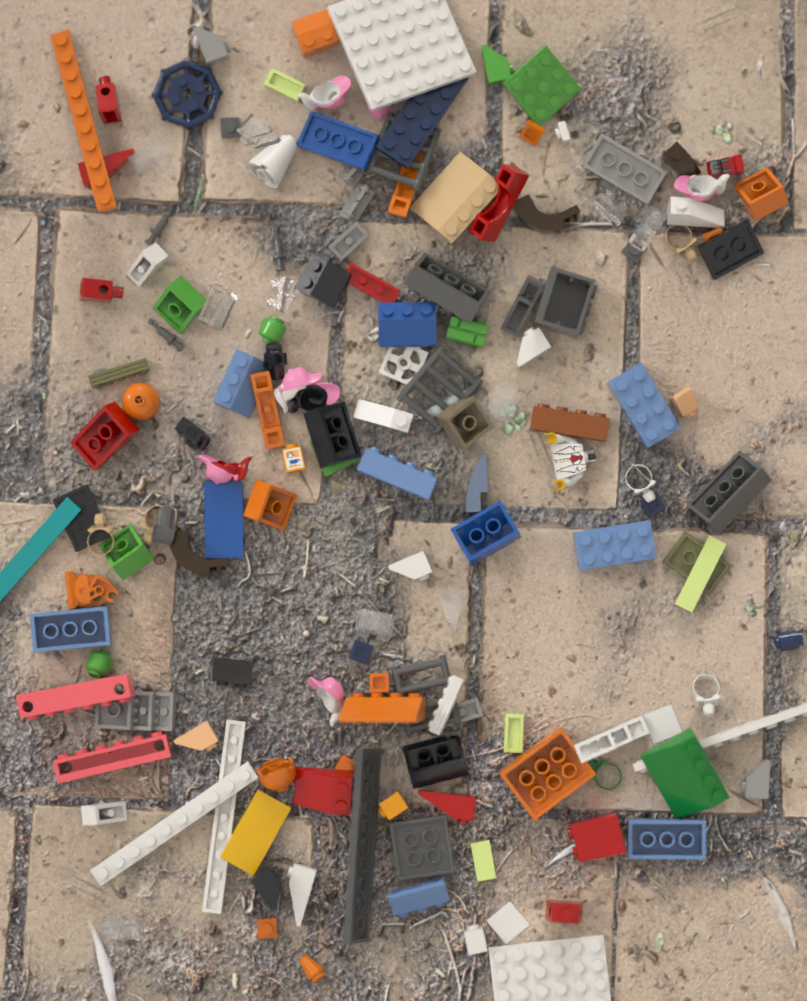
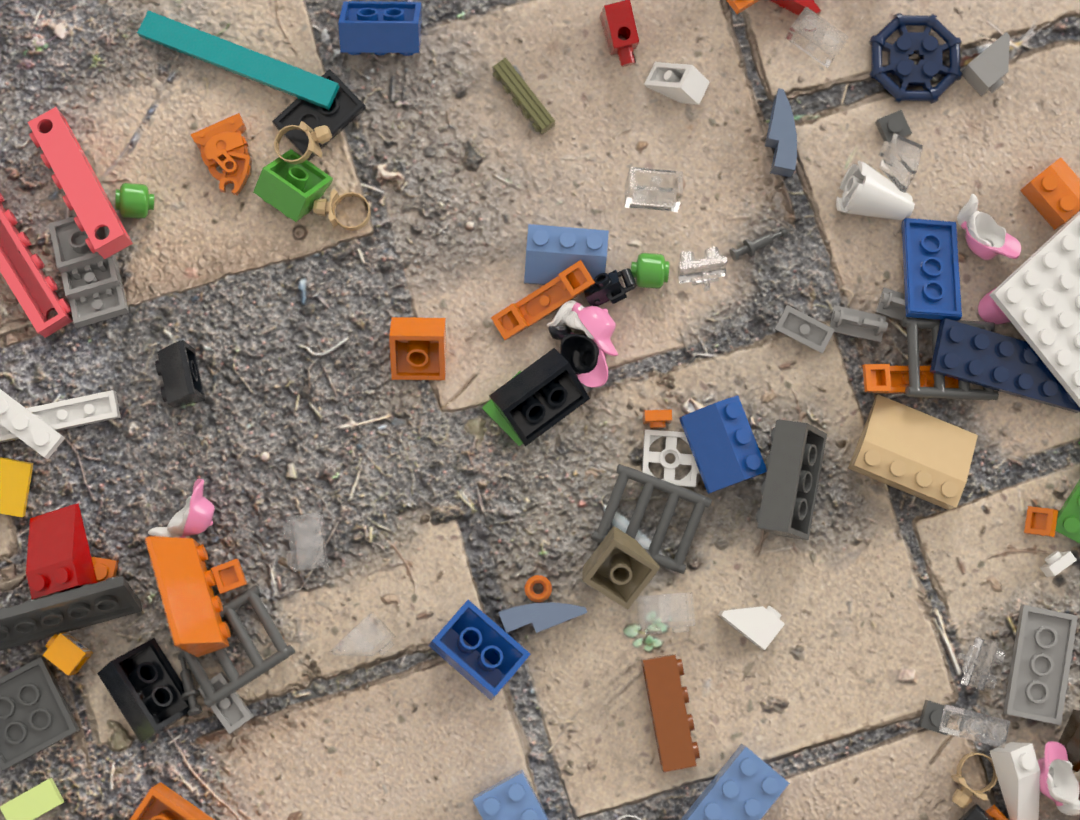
camera: 60 degrees right, 5 degrees down
(35, 454) = (380, 27): none -> blue slope
(71, 629) = (166, 147): medium blue brick -> none
(104, 435) = (436, 105): red slope -> none
(146, 408) = (497, 146): orange cylinder -> none
(159, 227) = (732, 83): dark grey piece -> none
(163, 529) = (336, 218): dark grey piece -> none
(166, 335) = (591, 146): dark grey piece -> none
(180, 304) = (640, 140): bright green slope -> none
(185, 556) = (312, 262): dark brown arch -> none
(192, 433) = (477, 216): black piece -> none
(199, 738) = (77, 363): light nougat slope -> none
(210, 206) = (782, 136): none -> sand blue slope
(222, 472) = (440, 271): hair -> none
(224, 520) = (378, 296): blue tile -> none
(277, 774) = (60, 481): orange cylinder -> none
(284, 85) = (975, 176): yellowish green tile -> none
(293, 458) = (490, 357): brick -> none
(323, 281) = (739, 313): black slope -> none
(361, 652) = (263, 537): dark blue tile -> none
(372, 285) = (758, 378): red plate -> none
(374, 361) = (657, 418): none -> orange plate
(383, 416) = (589, 457): white slope -> none
(397, 474) = (516, 501): medium blue brick -> none
(413, 567) = (400, 567): white slope -> none
(446, 704) = (225, 678): white piece -> none
(454, 476) = (538, 597): none -> orange plate
(455, 805) = (94, 737): red slope -> none
(467, 333) = (741, 529): bright green brick -> none
(490, 222) = (965, 515): red arch -> none
(513, 733) = (220, 785): yellowish green tile -> none
(522, 305) = (804, 591): dark grey slope -> none
(541, 222) = (926, 576): dark brown arch -> none
(565, 303) = (831, 648): dark grey container -> none
(568, 459) = (618, 728): white torso -> none

